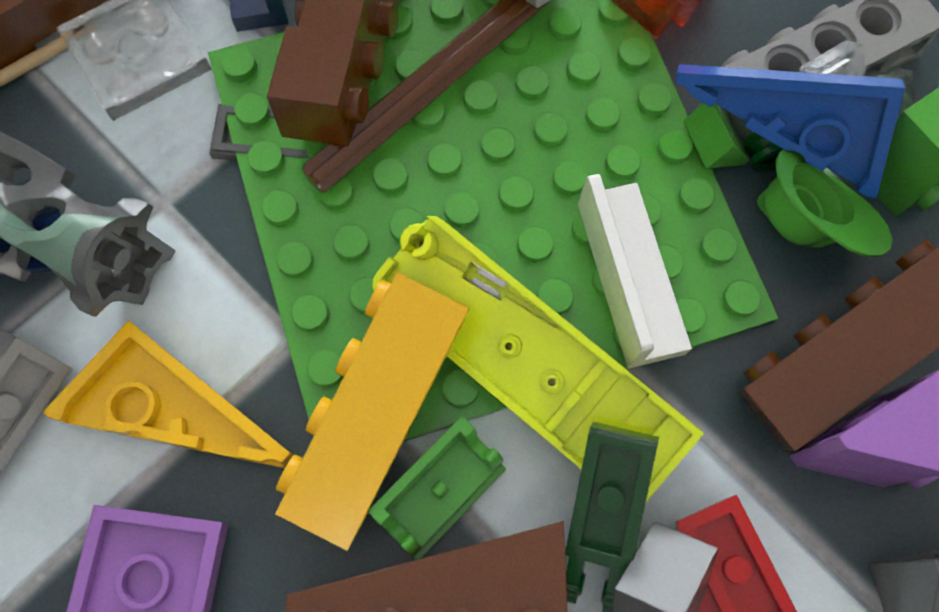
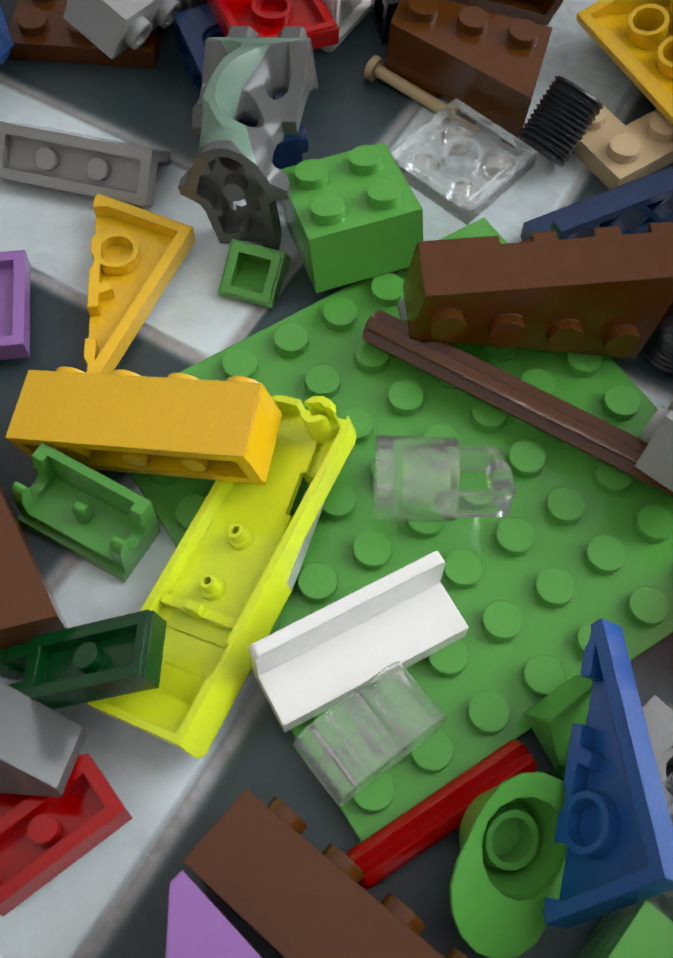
camera: 75 degrees right, 10 degrees down
(181, 156) = (352, 216): none -> bright green brick
(200, 277) = (254, 273): none -> bright green slope
(503, 168) = (420, 480): none -> clear piece
(713, 282) = (369, 732): none -> clear beam
(768, 254) = (436, 815): none -> red axle

